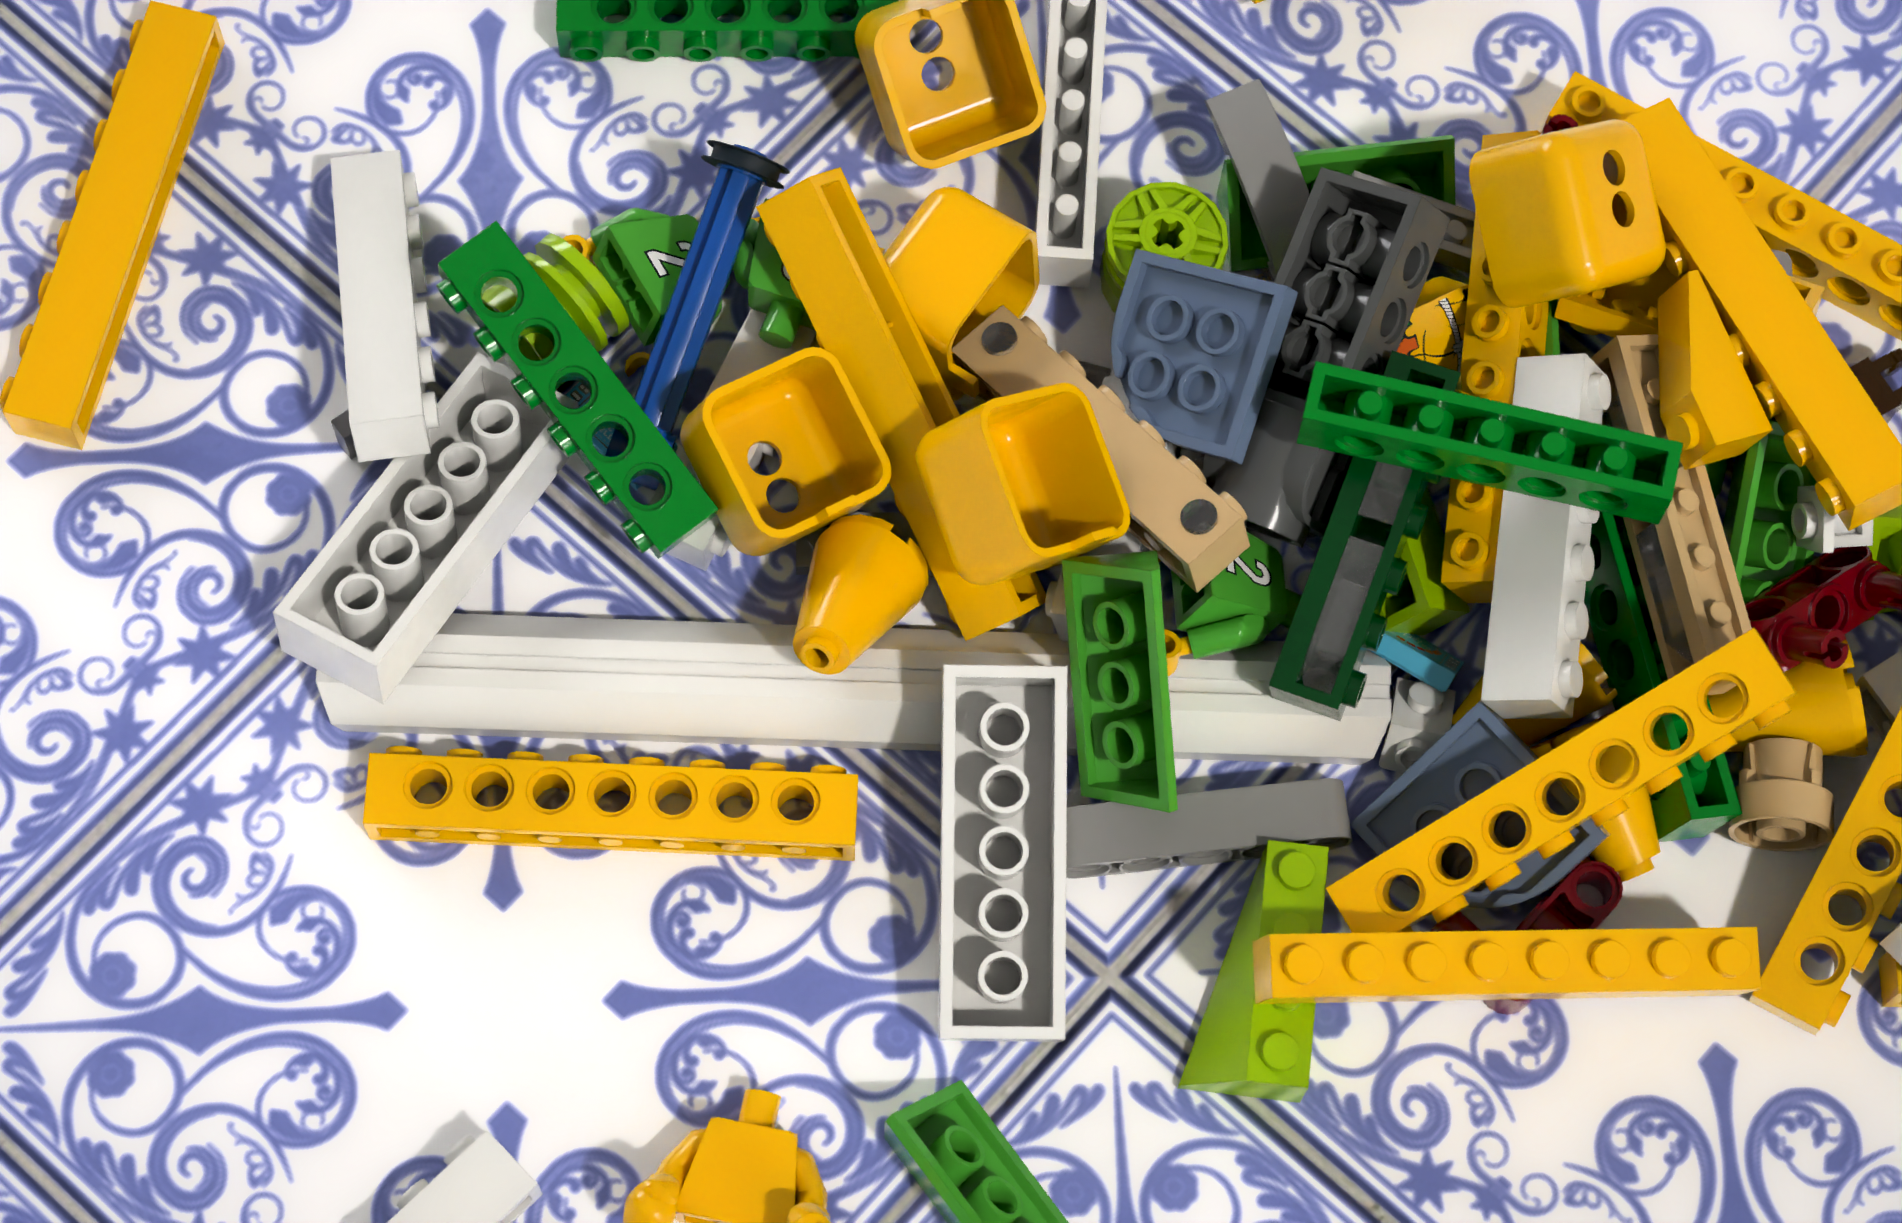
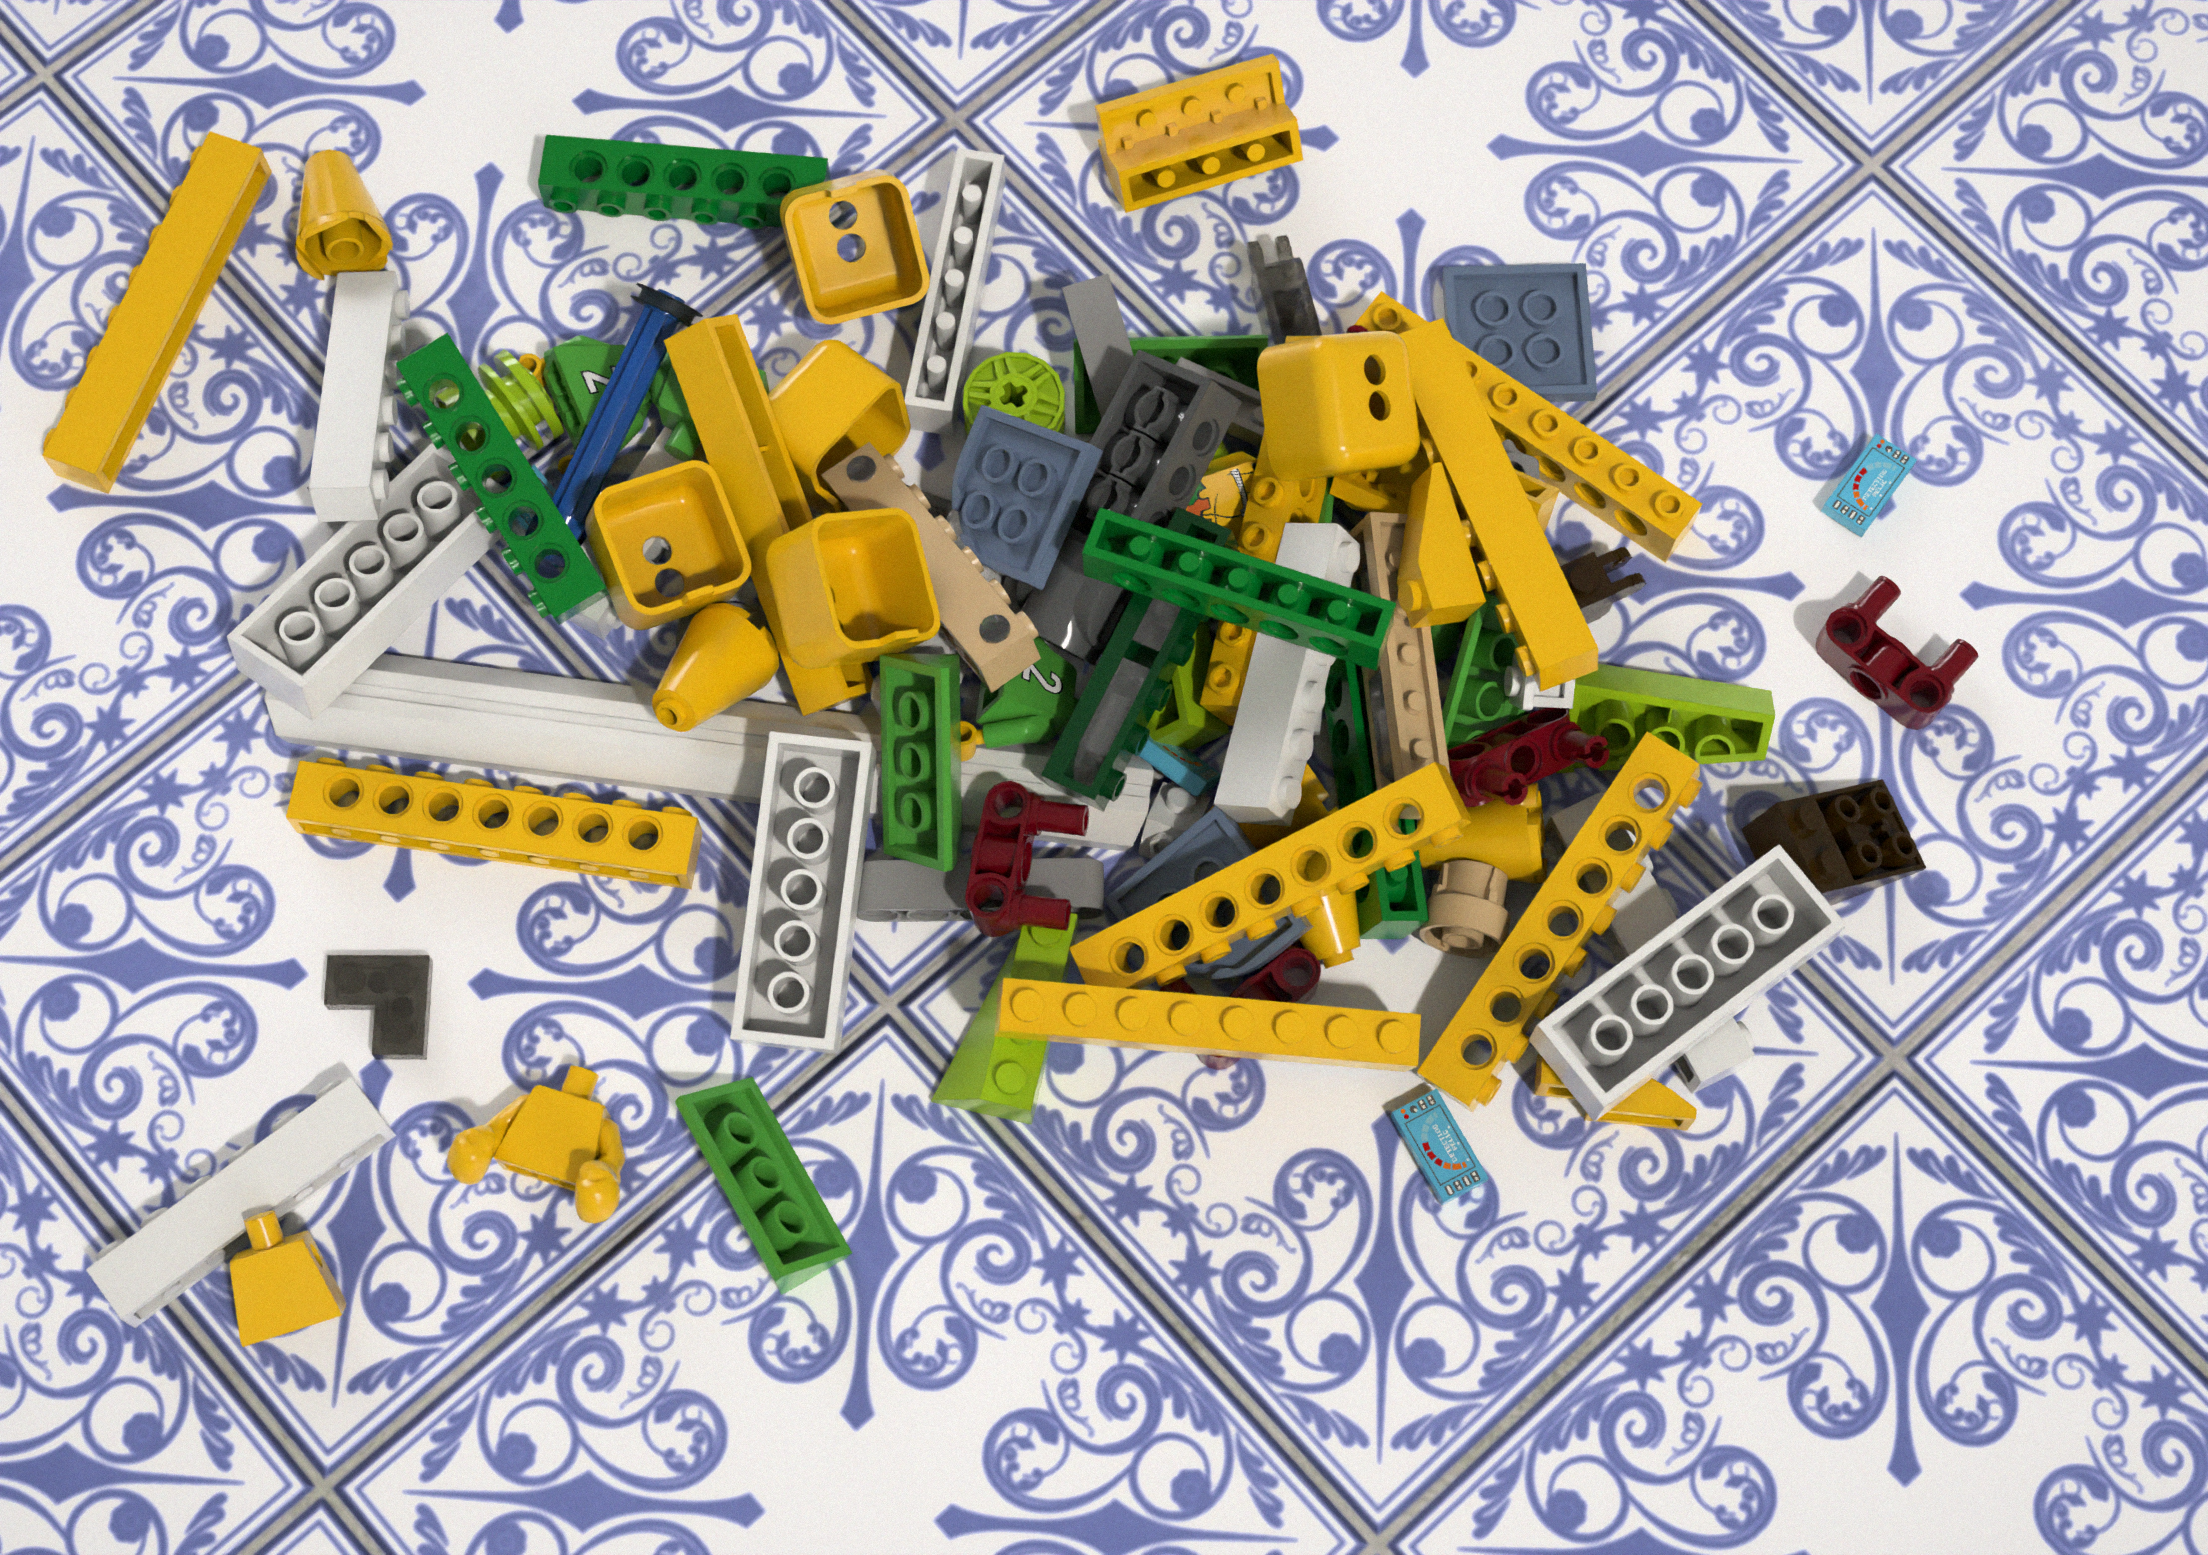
camera: 10 degrees right, 0 degrees up
(321, 93) = (338, 220): none -> yellow cone
(516, 1015) = (397, 991): none -> clear smoke plate
(1235, 784) = (1004, 859): none -> dark red piece
(1457, 89) = (1281, 293): none -> clear smoke hinge
(1745, 92) = (1527, 324): none -> sand blue plate
(1783, 1080) = (1439, 1147): none -> medium azure tile

